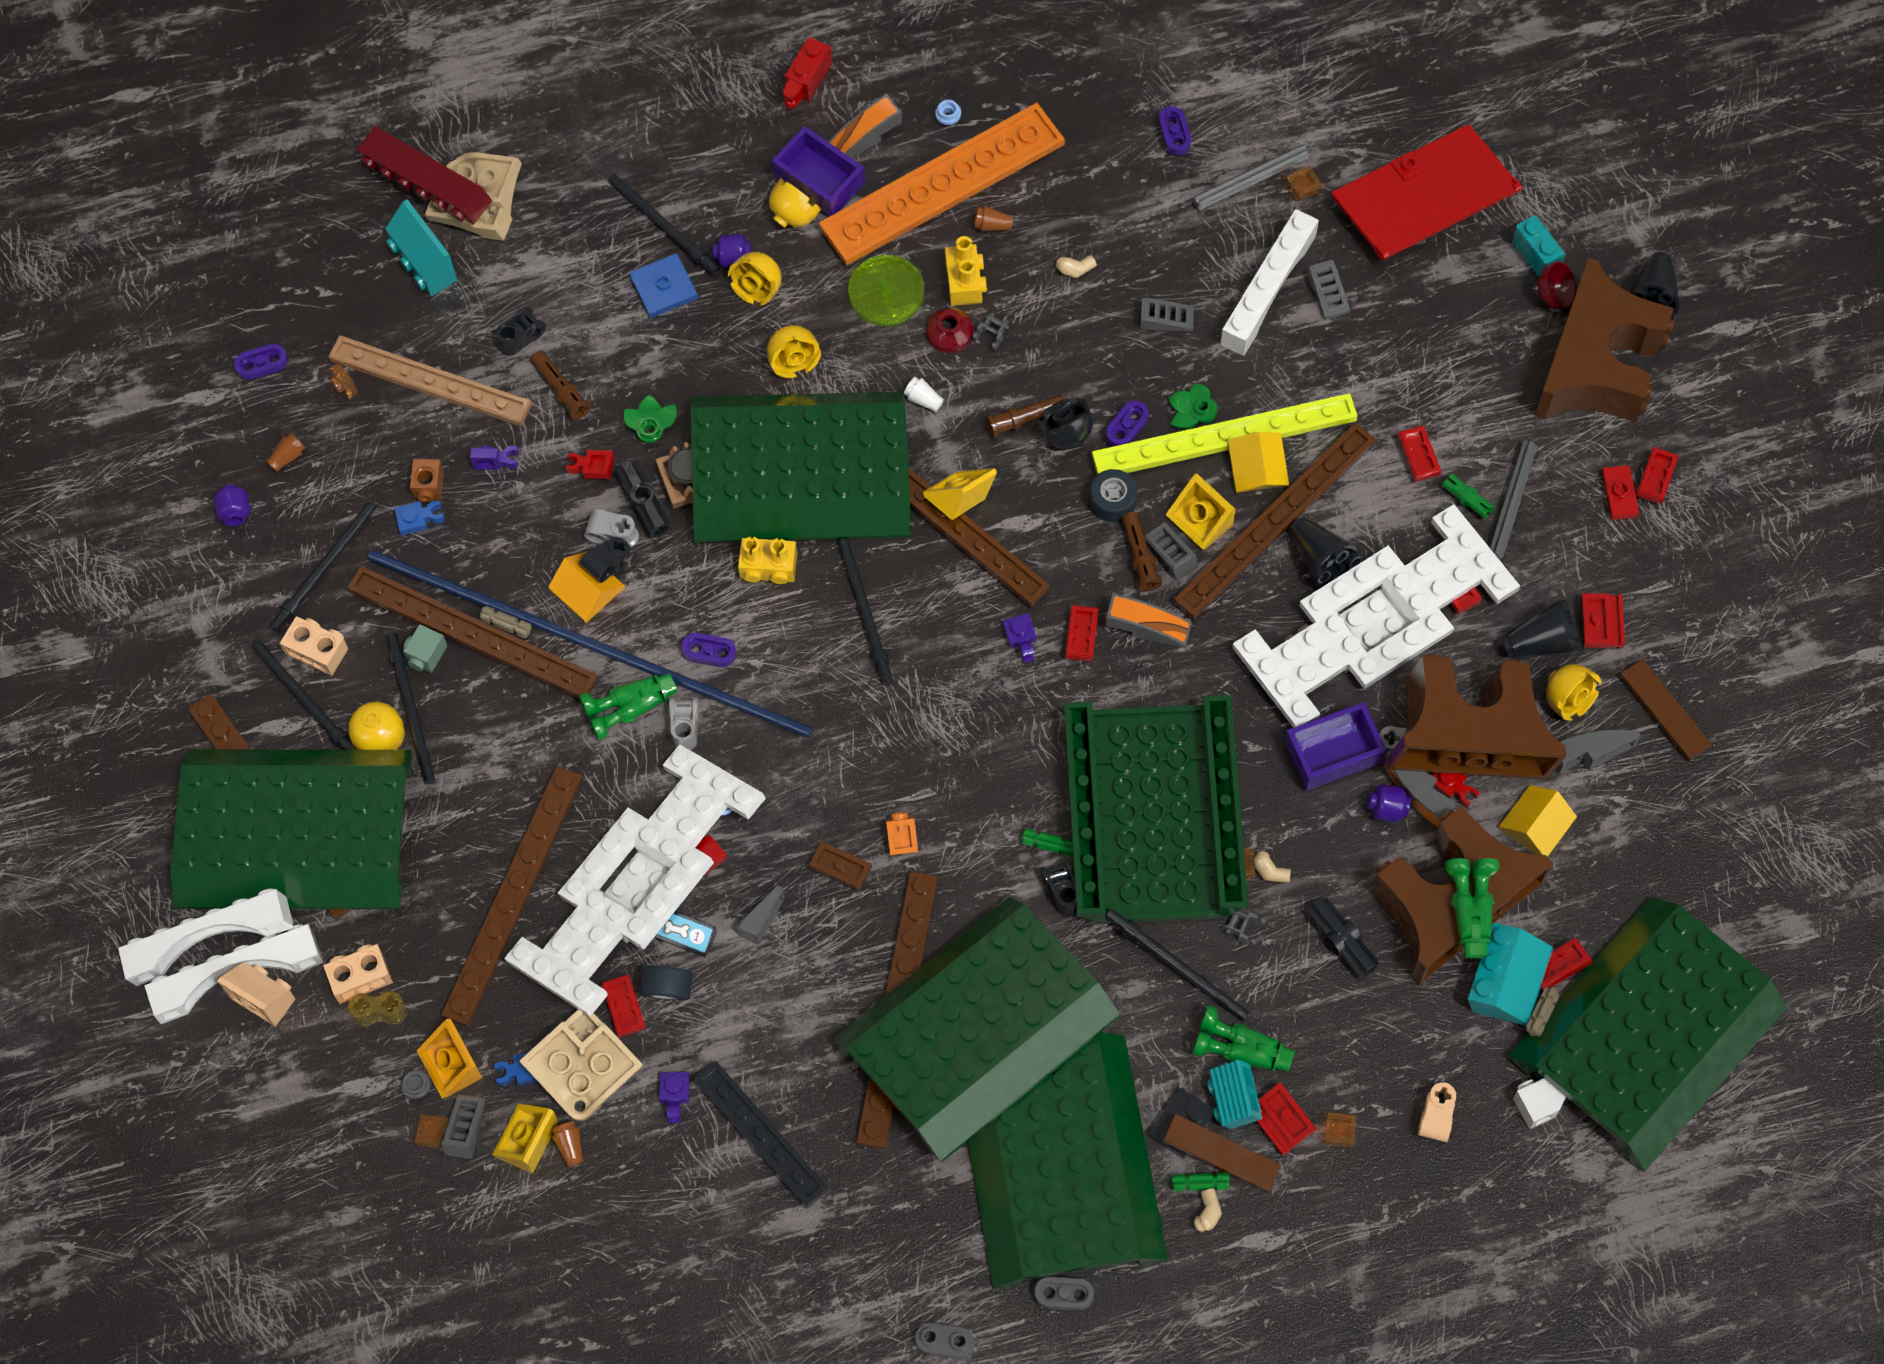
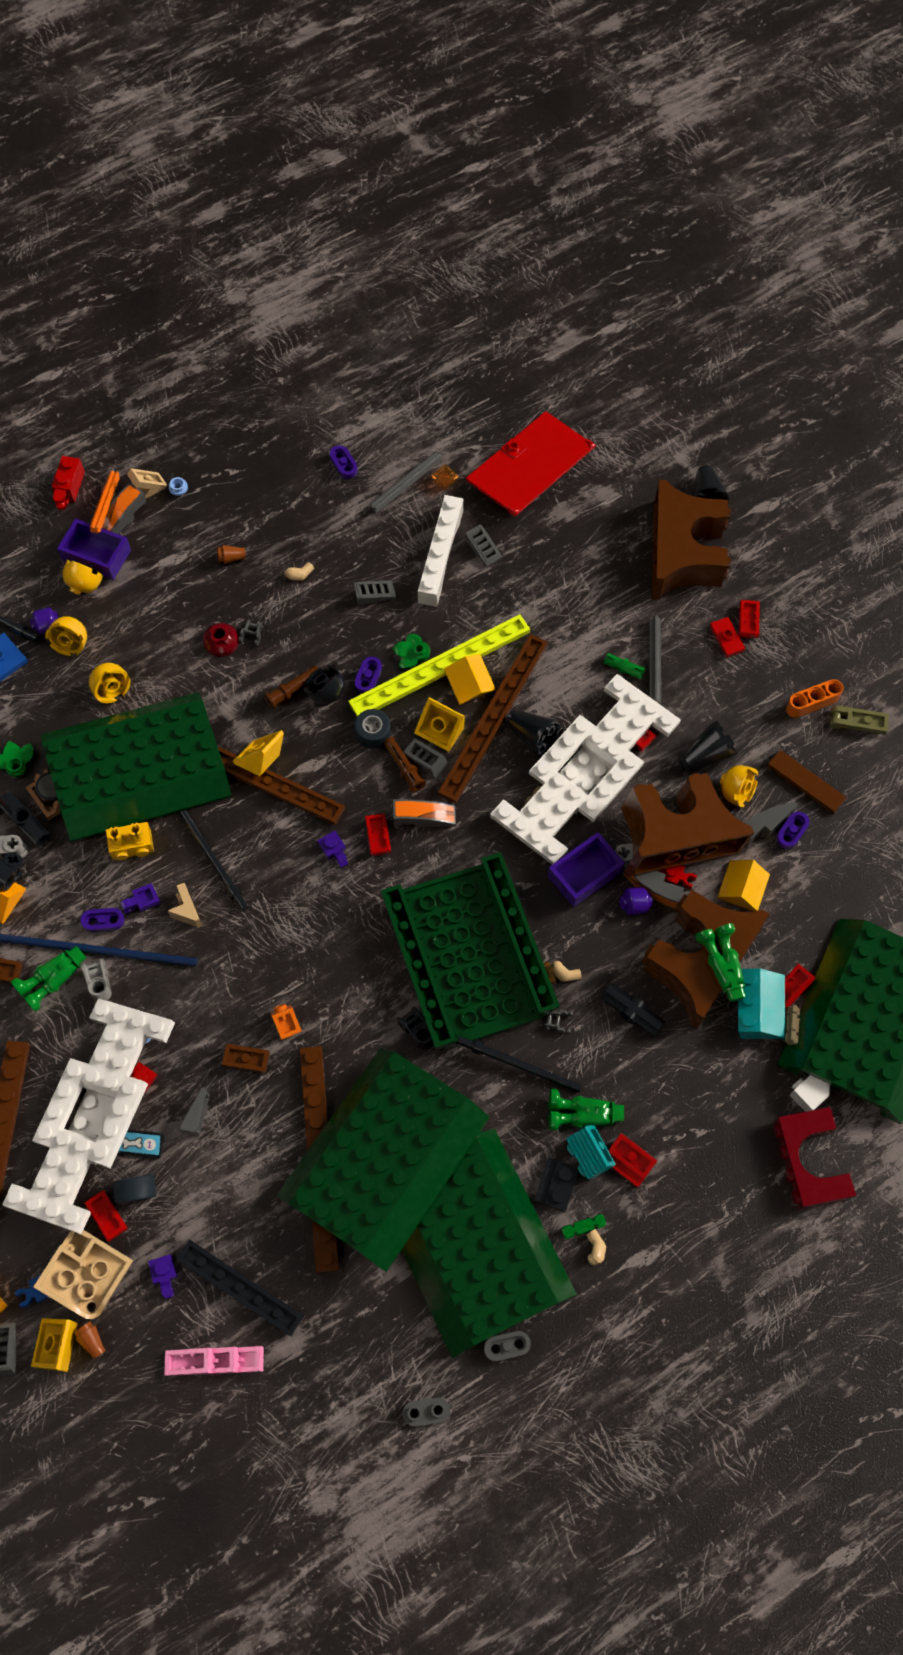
camera: 20 degrees left, 0 degrees up
(708, 1209) = (214, 1360): none -> bright pink slope
(767, 637) = (144, 898): none -> dark purple plate
(814, 667) = (186, 911): none -> tan slope
(847, 112) = (104, 502): none -> orange axle
(886, 290) = (166, 622): clear neon green piece -> none
(909, 96) = (147, 481): none -> tan slope
(922, 394) = (213, 690): white cone -> none
(941, 183) = (185, 538): orange plate -> none
(963, 272) = (220, 596): yellow brick -> none
(1047, 841) = (396, 997): green axle -> none
(1221, 1153) = (593, 1200): reddish brown tile -> none
(1340, 1129) = (674, 1156): clear orange plate -> none
(1419, 453) = (580, 644): red plate -> none
(1437, 1117) = (741, 1126): light nougat piece -> none
(1498, 1217) = (808, 1189): none -> dark red arch
(1537, 244) = (619, 482): teal brick -> none
(1561, 285) = (640, 505): dark red piece -> none
(1602, 620) = (744, 729): red plate -> none
(1624, 768) = (792, 831): none -> dark purple plate
(1720, 595) = (821, 692): none -> orange beam
(1763, 647) = (859, 720): none -> olive plate

